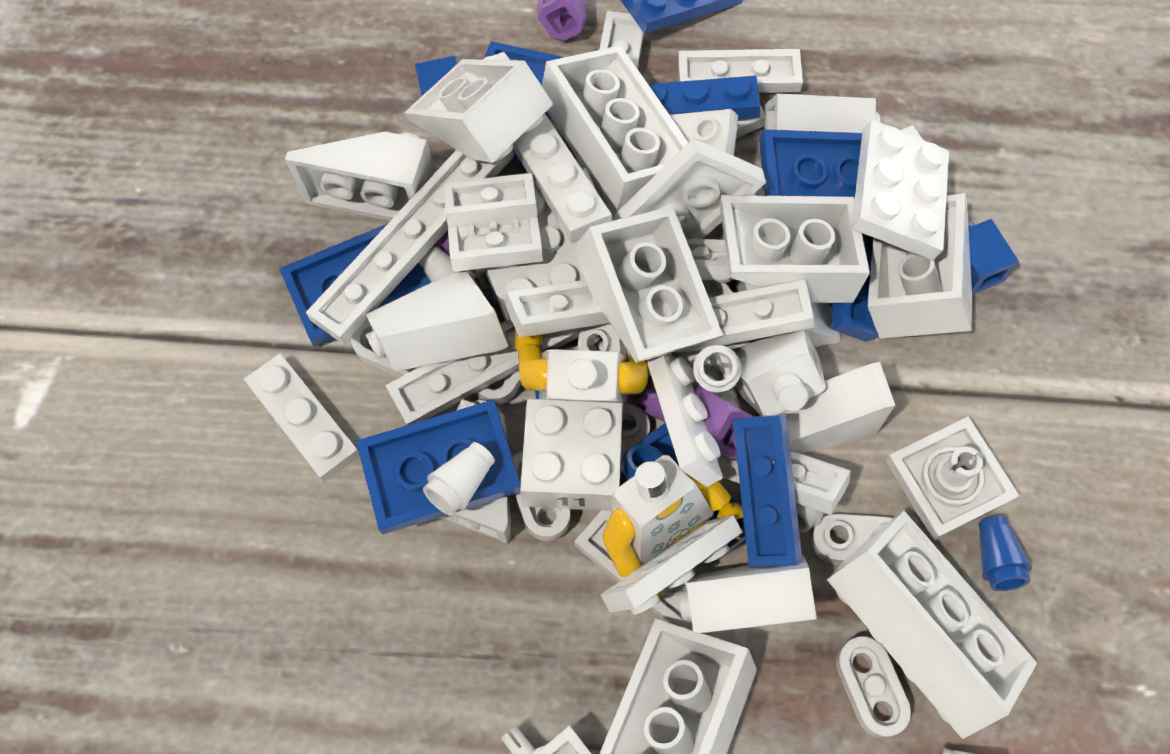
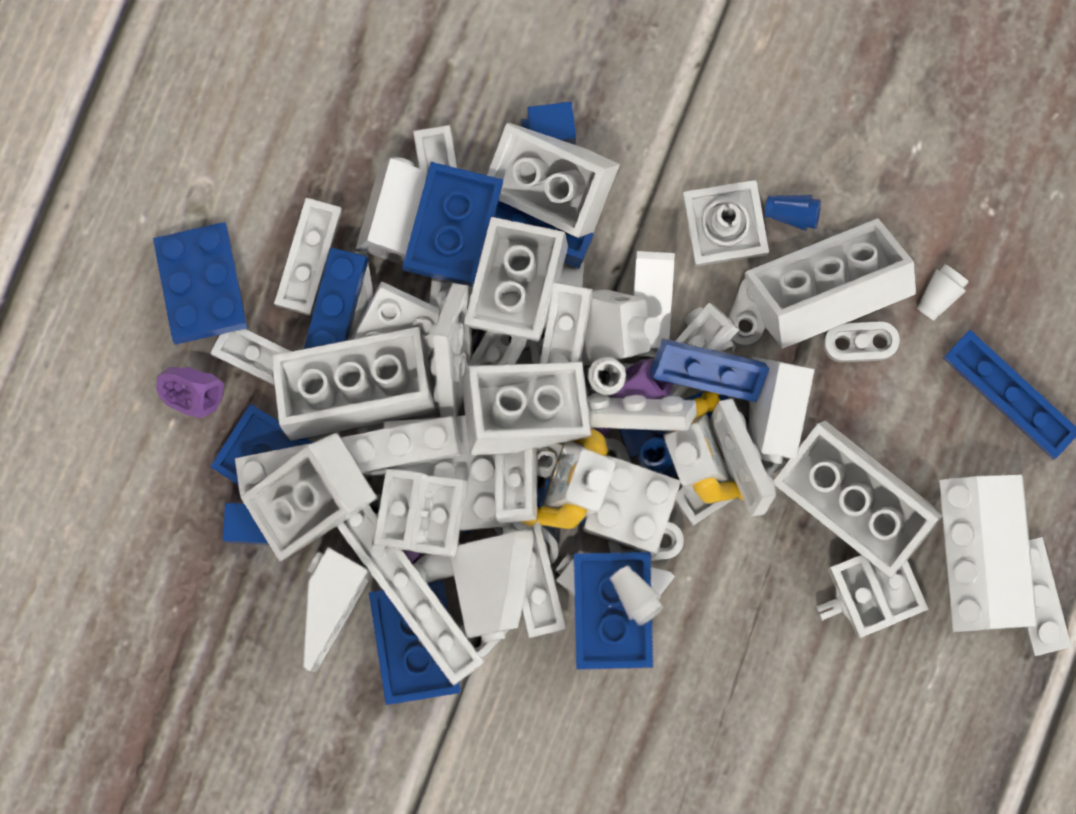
camera: 75 degrees left, 15 degrees up
(302, 417) = (521, 716): white plate -> none
(901, 190) = (491, 175): white plate -> none

